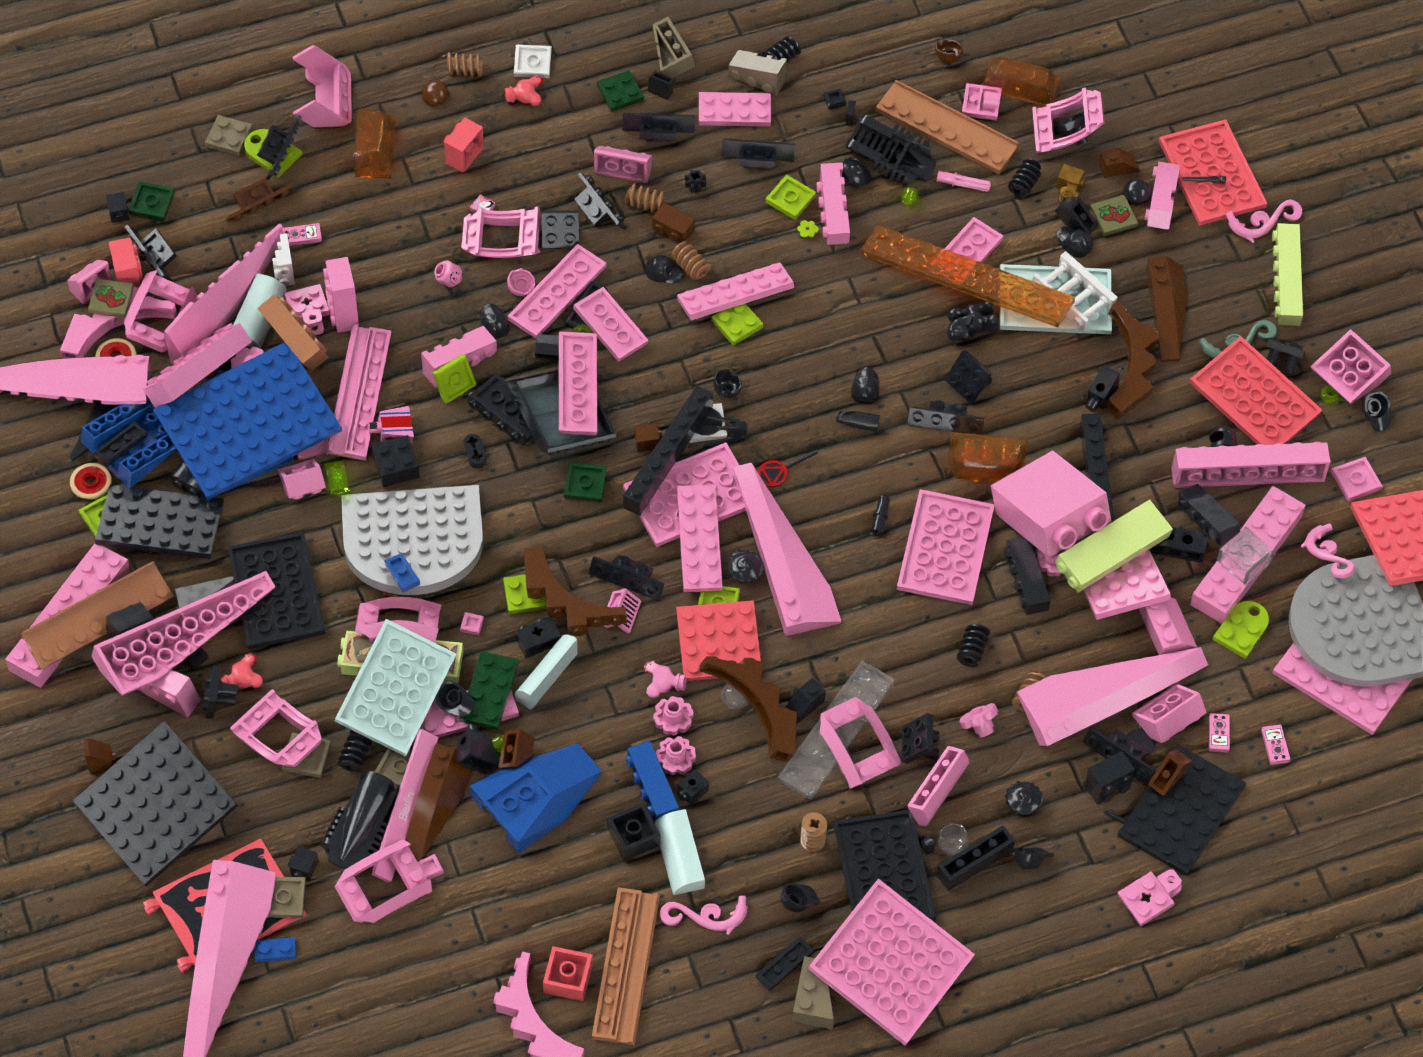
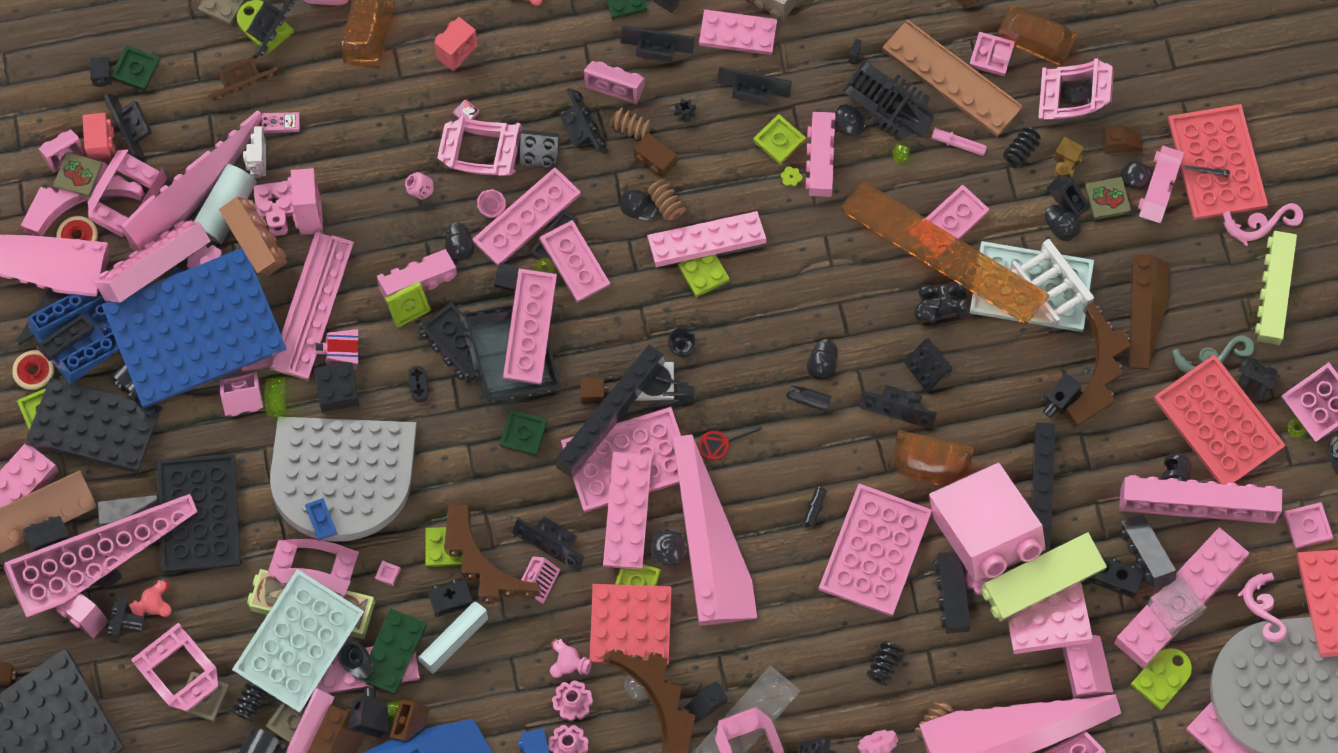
camera: 10 degrees right, 10 degrees up
(834, 99) = (841, 32): black tile -> none

